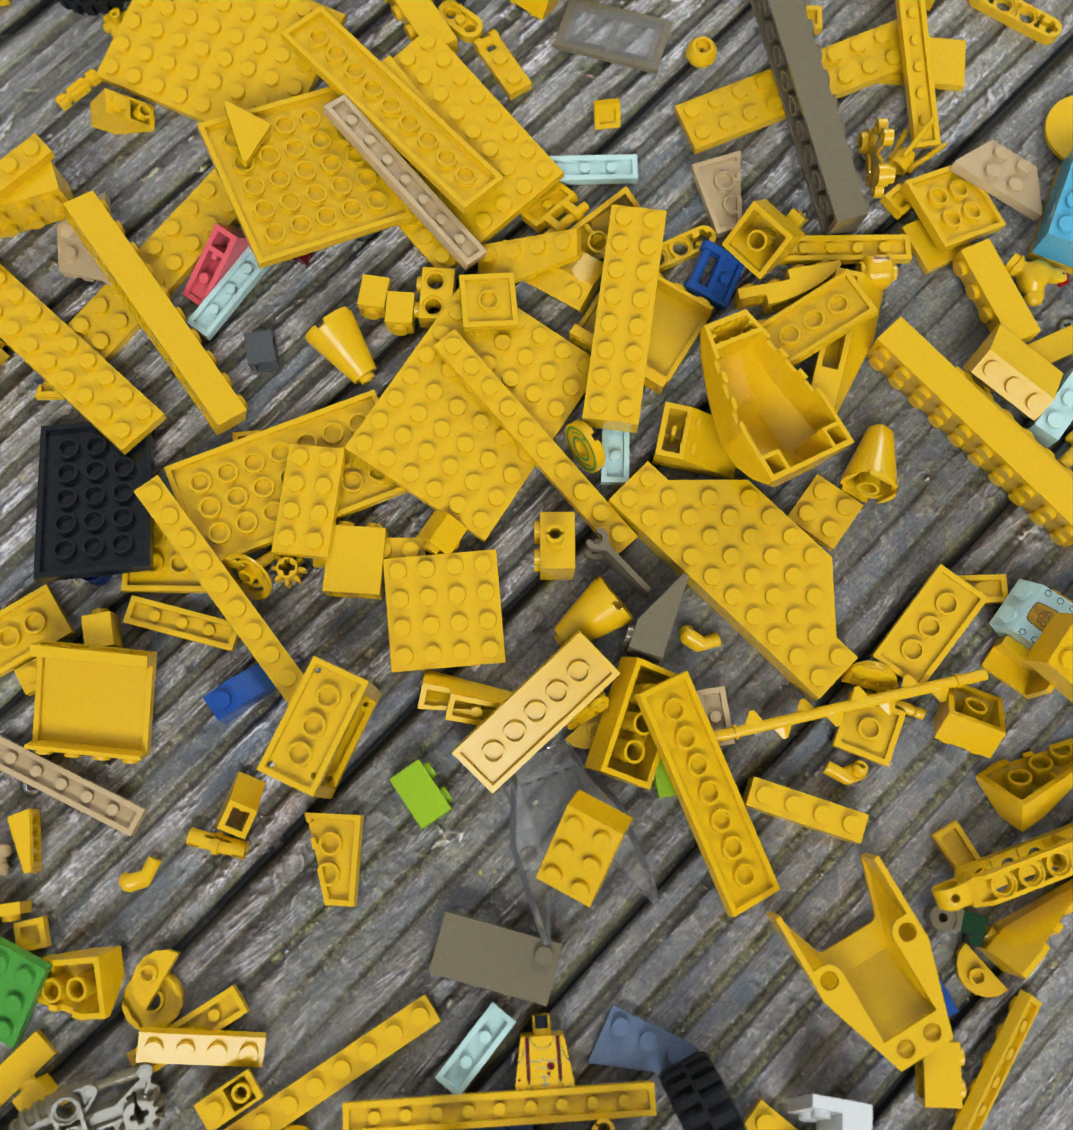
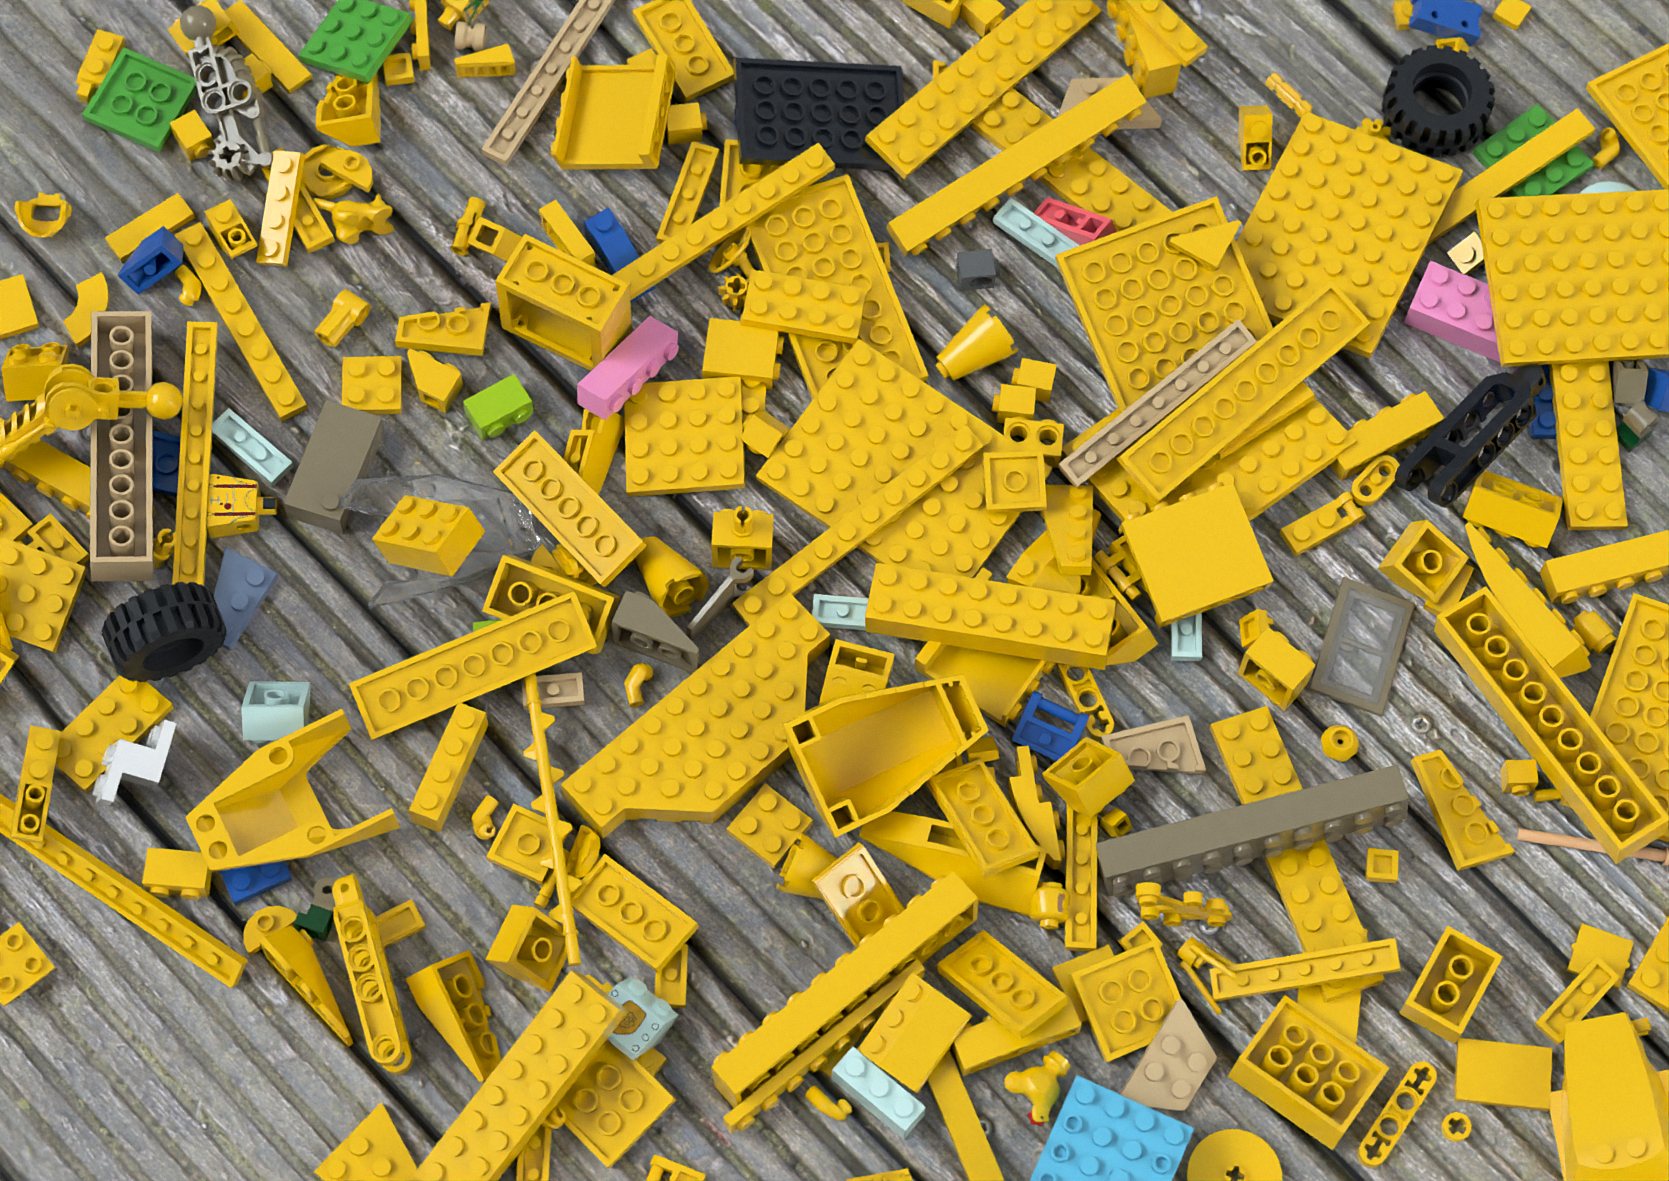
camera: 90 degrees right, 10 degrees down
(141, 879) = (440, 159): yellow arm -> none
(210, 964) = (354, 217): none -> yellow animal
(233, 738) = (565, 233): none -> yellow piece
(320, 961) = (346, 312): none -> yellow piece
(380, 666) = (627, 368): none -> bright pink brick
(396, 862) = (434, 381): none -> yellow slope
(399, 927) = (373, 384): none -> yellow plate
(549, 148) = (1196, 553): none -> yellow panel
(583, 447) = (850, 575): yellow tile -> none
(648, 90) = (1276, 668): none -> yellow brick
(760, 989) = (274, 709): none -> light aqua slope
(895, 425) = (857, 894): none -> yellow tile
(964, 299) = (1002, 984): none -> yellow plate
(996, 70) = (1308, 1072): none -> yellow slope

